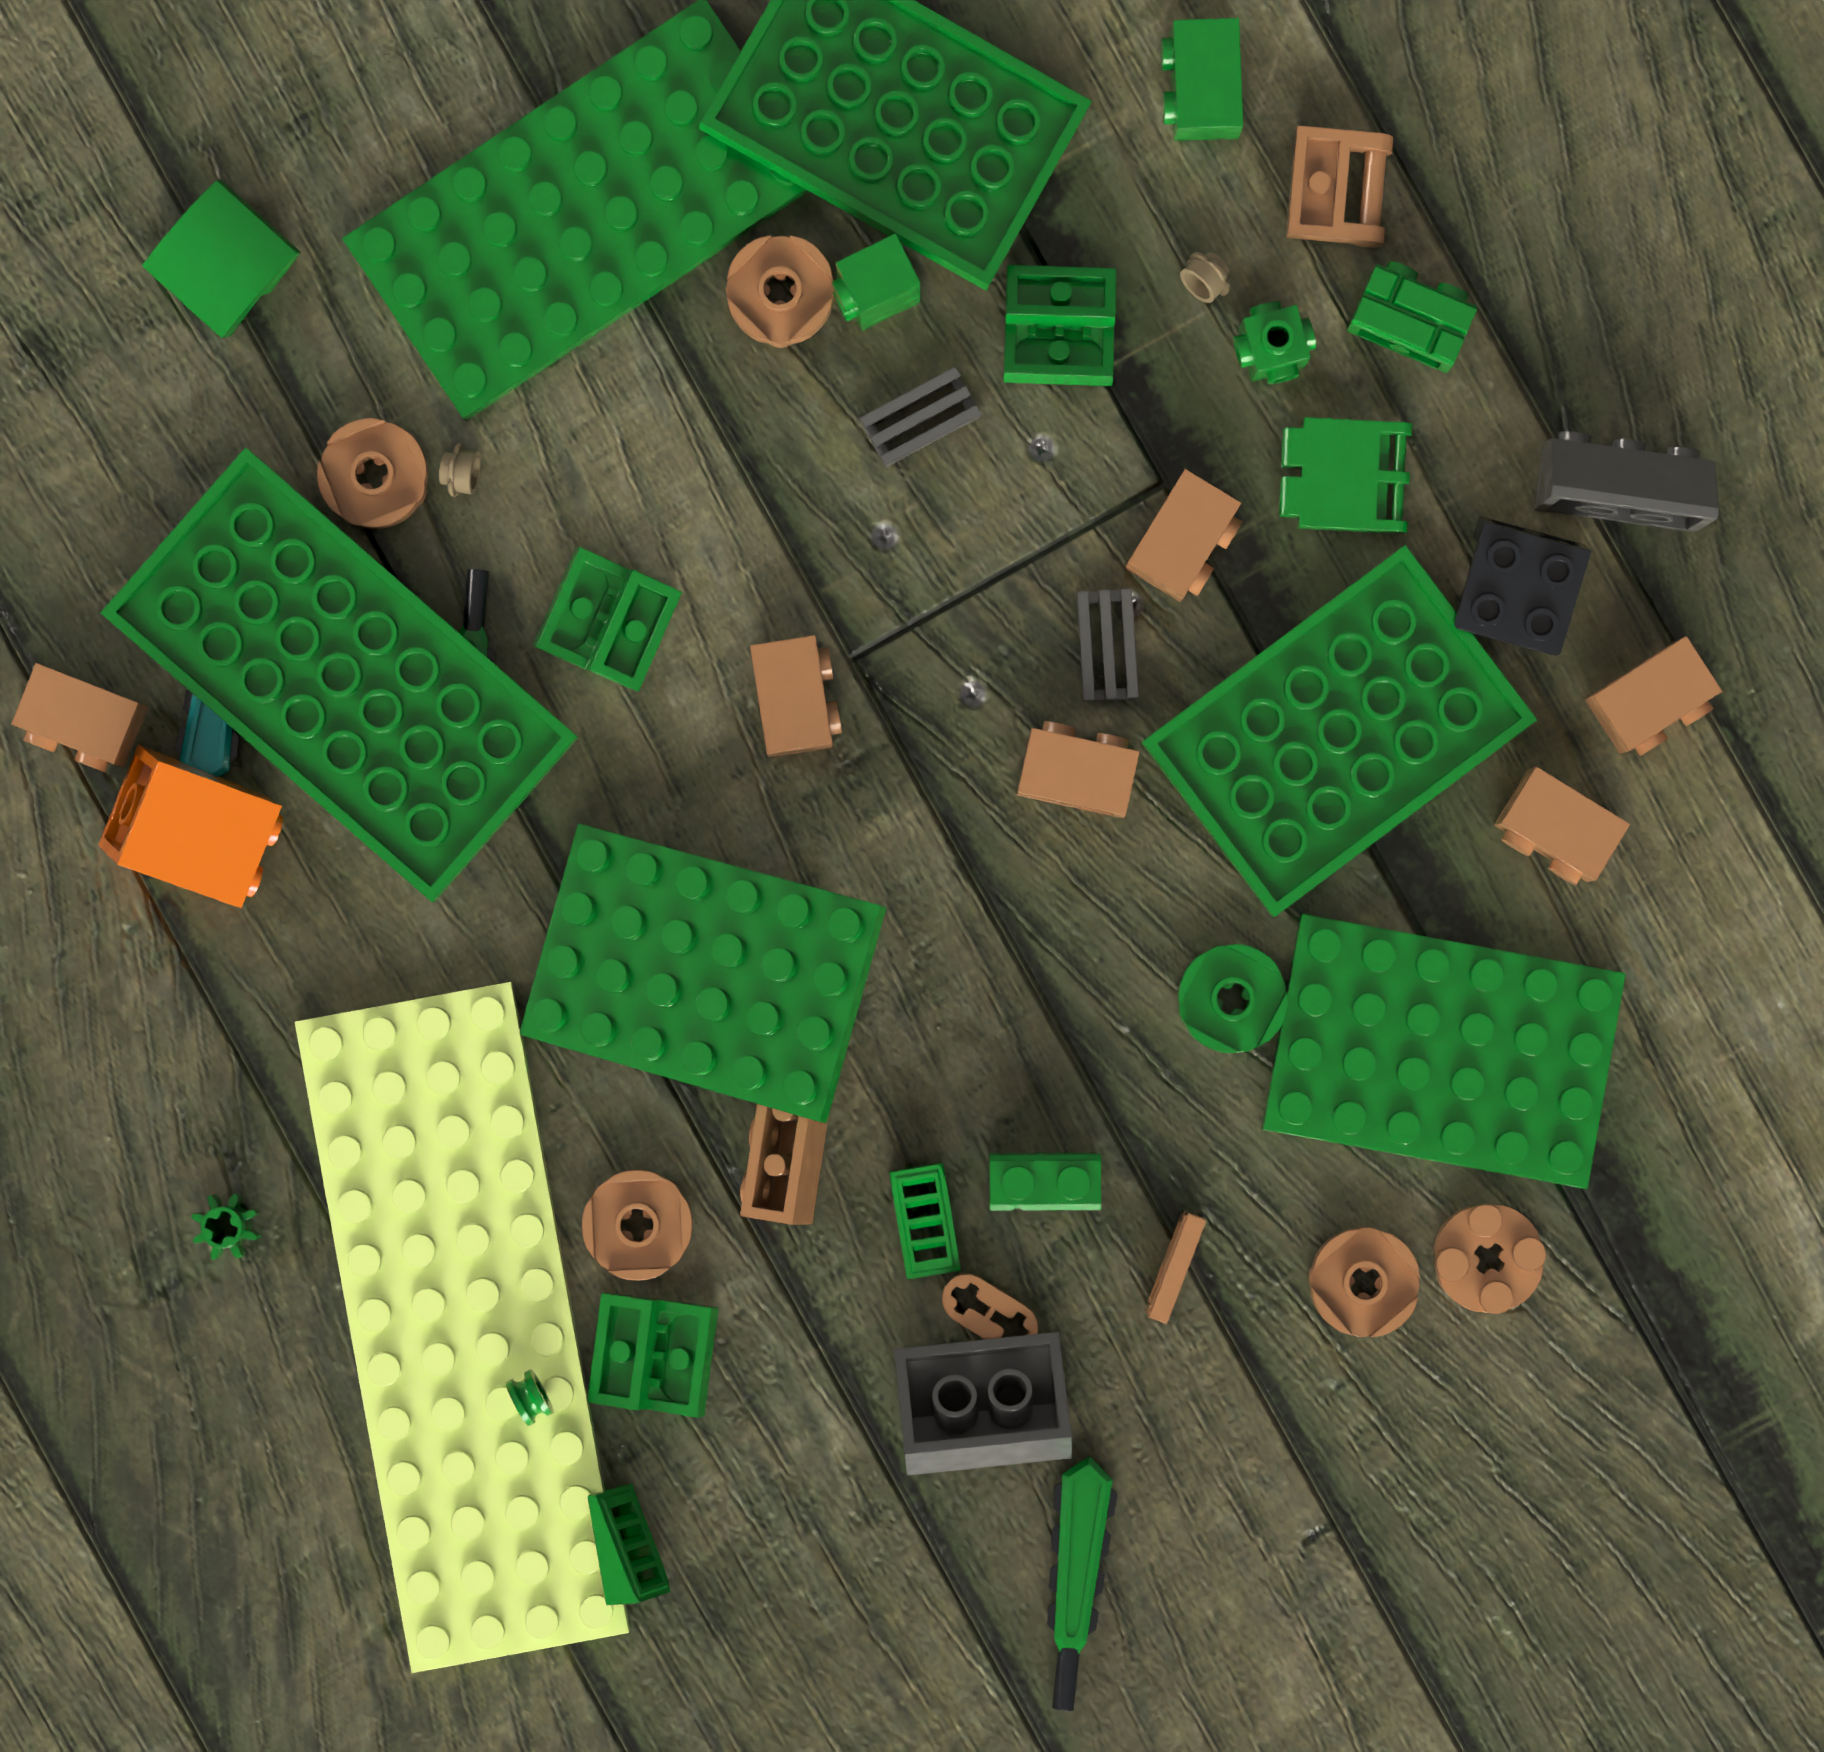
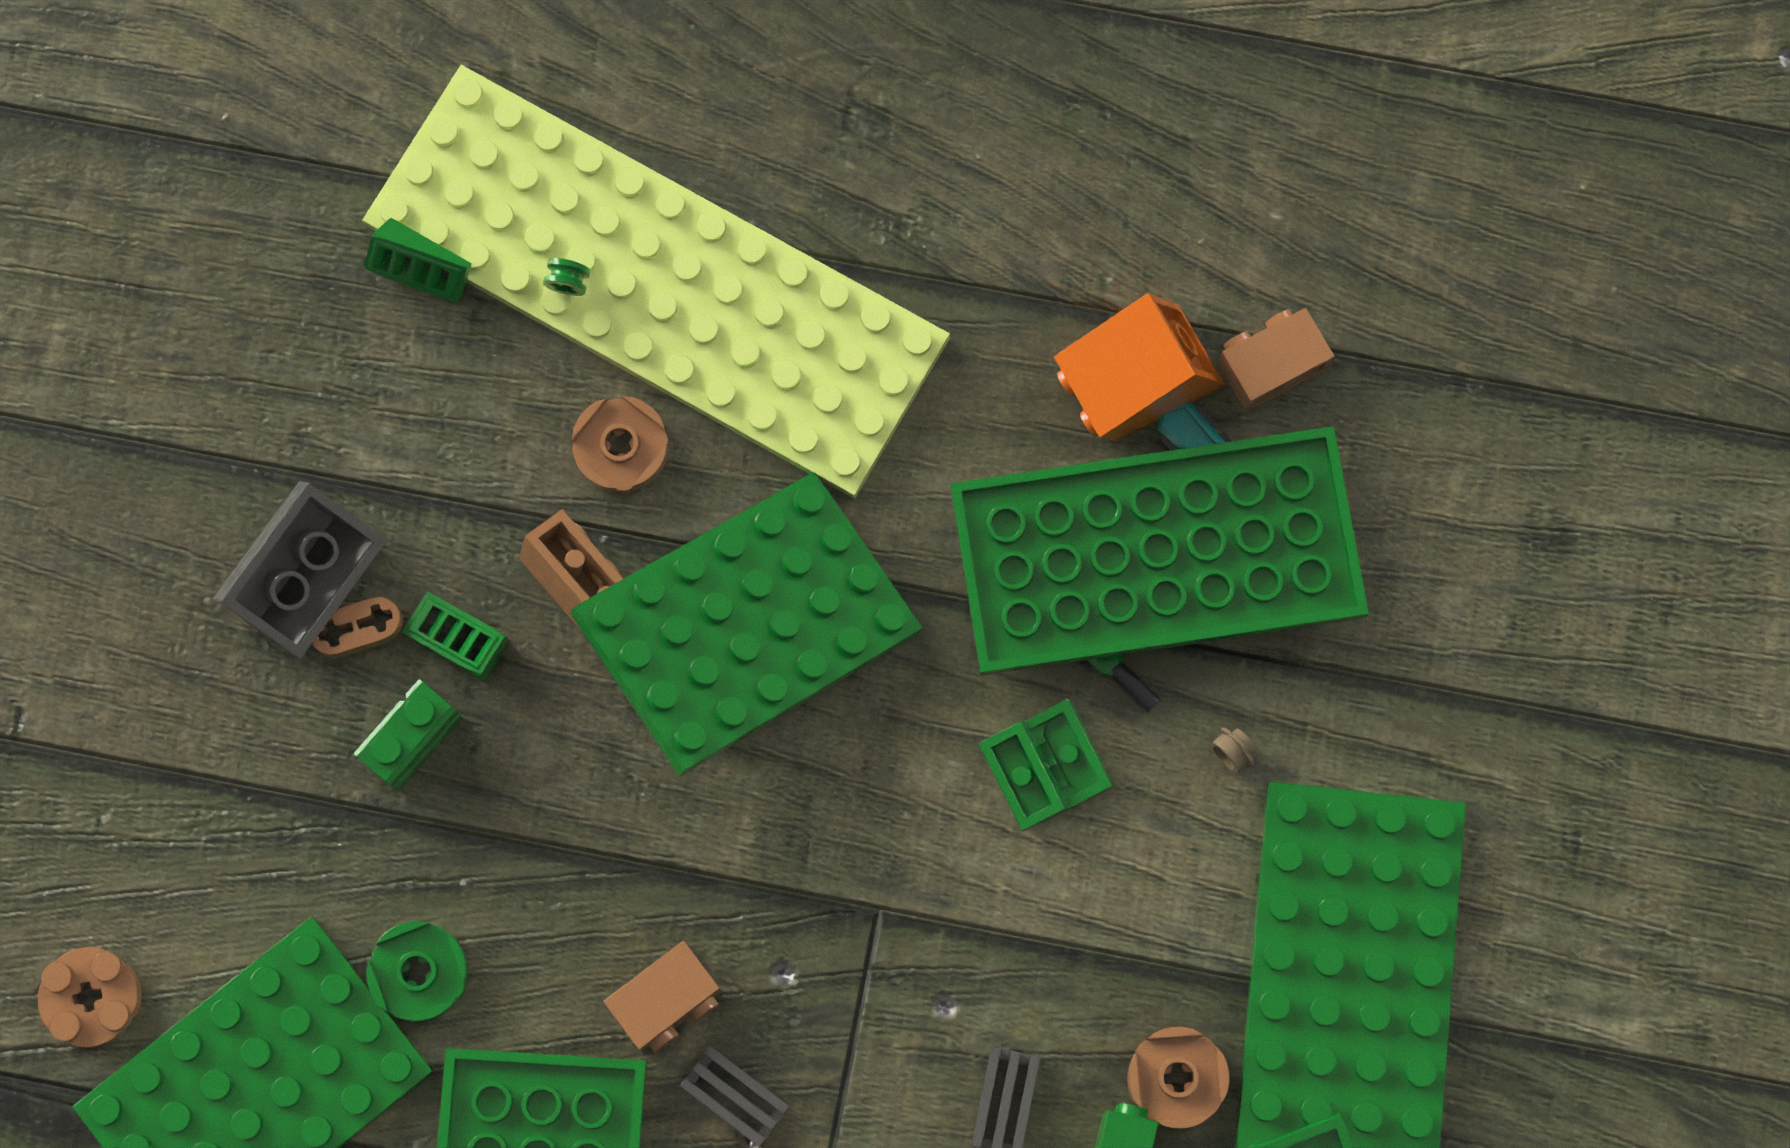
camera: 135 degrees right, 10 degrees down
(221, 258) = (1518, 709): green slope -> none
(239, 1218) = (858, 170): green gear -> none
(344, 461) = (1305, 675): medium nougat plate -> none
(652, 1354) = (527, 384): green slope -> none
(793, 695) = (883, 845): medium nougat brick -> none
(1080, 1541) = (155, 561): green sword -> none
(1174, 1266) = (274, 775): medium nougat tile -> none
(1360, 1313) = (129, 876): medium nougat plate -> none

